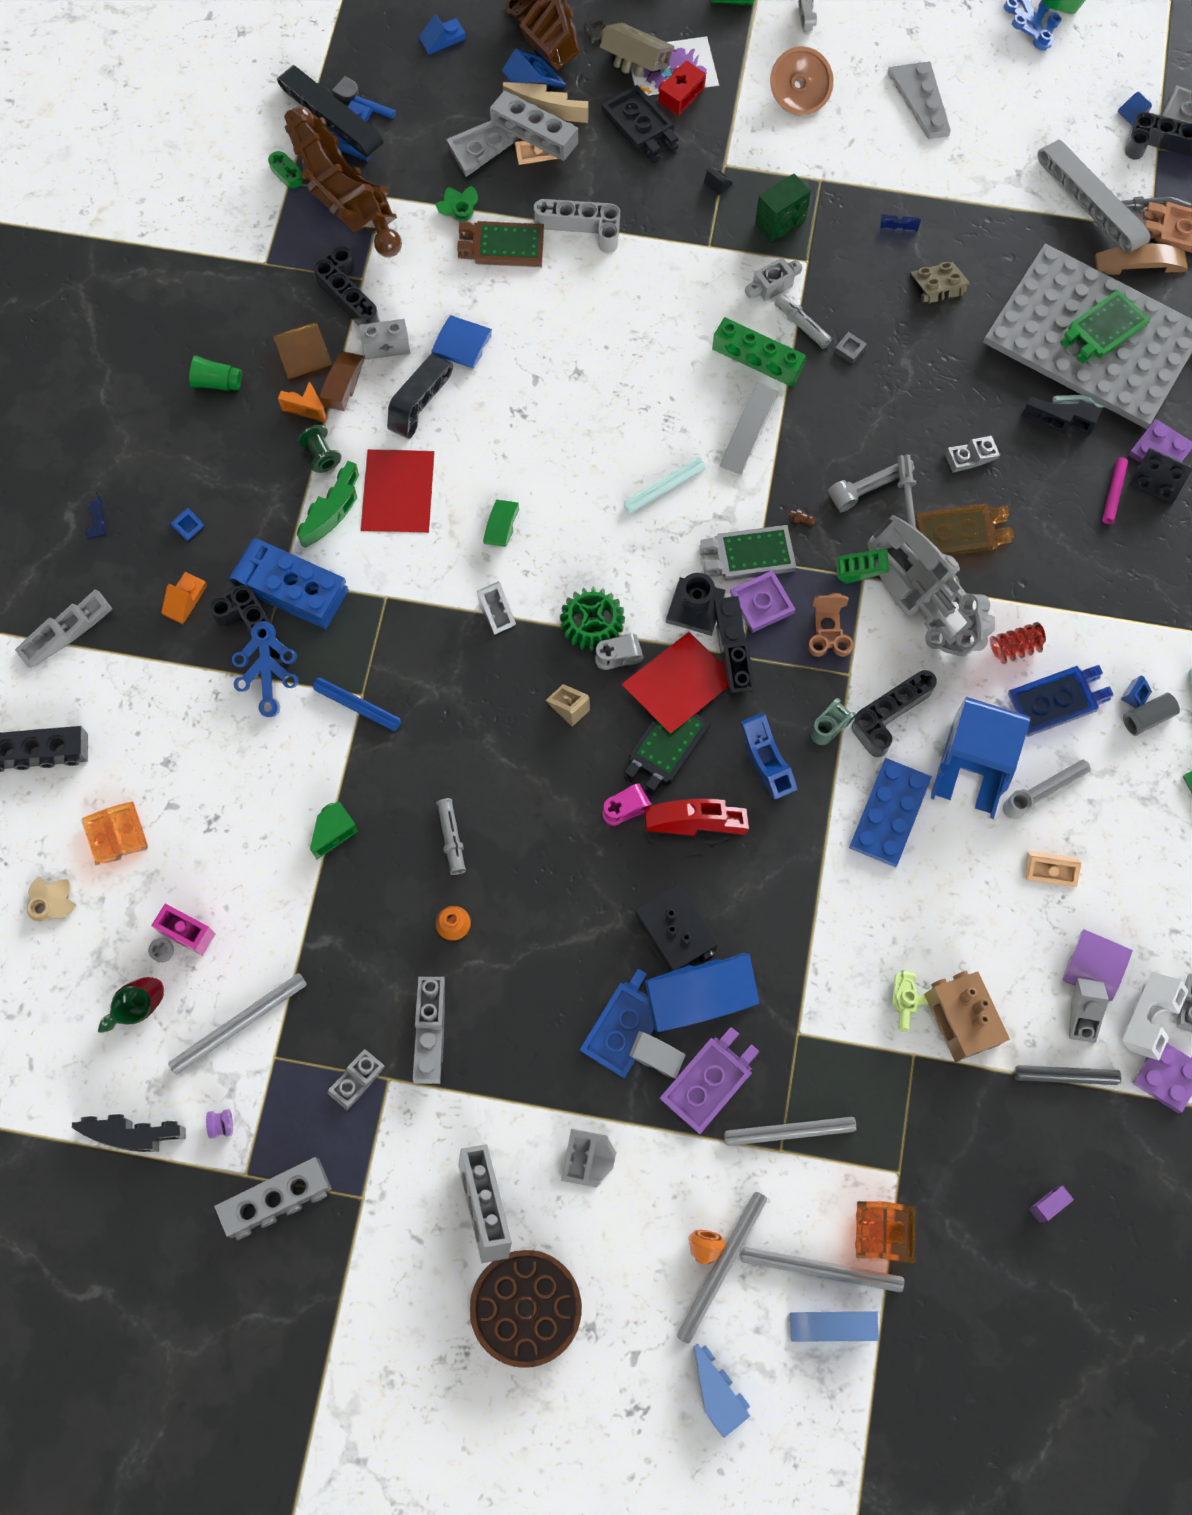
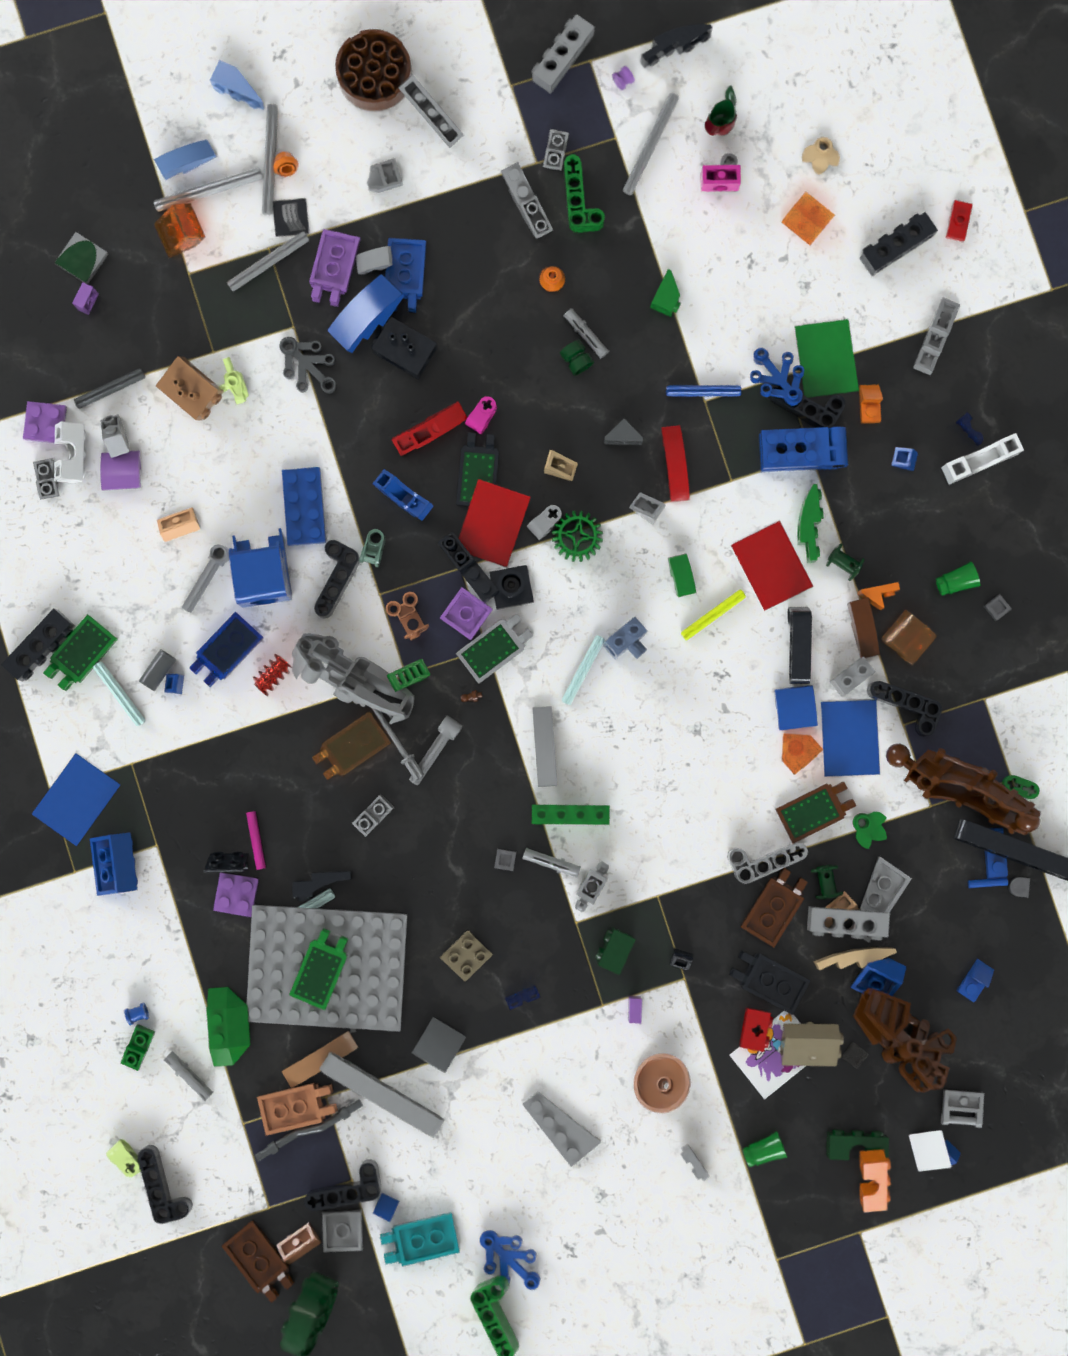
camera: 150 degrees right, 15 degrees up
(80, 474) = (982, 459): none -> white arch
(192, 335) = (997, 607): none -> flat silver tile
(197, 672) = (827, 358): none -> green sticker
(360, 1006) = (577, 193): none -> green beam
(424, 292) = (850, 738): none -> blue sticker
(434, 643) = (676, 463): none -> red slope
(477, 700) = (623, 435): none -> dark grey slope
(478, 812) = (576, 356): none -> dark green wheel
(484, 301) = (798, 751): none -> clear orange plate
(491, 470) = (713, 614): none -> neon yellow axle
(535, 165) = (827, 884): none -> dark green hose
(597, 178) = (774, 908): none -> reddish brown tile
(603, 478) = (626, 639): none -> sand blue piece
(732, 1176) = (290, 217): none -> black sticker
(792, 154) = (634, 1009): none -> medium lavender piece
(804, 978) = (306, 362): none -> dark grey plant
(1010, 215) = (438, 1045): none -> dark grey slope
(1032, 1267) = (81, 258): none -> dark green tile
(1113, 68) = (421, 1240): none -> teal tile

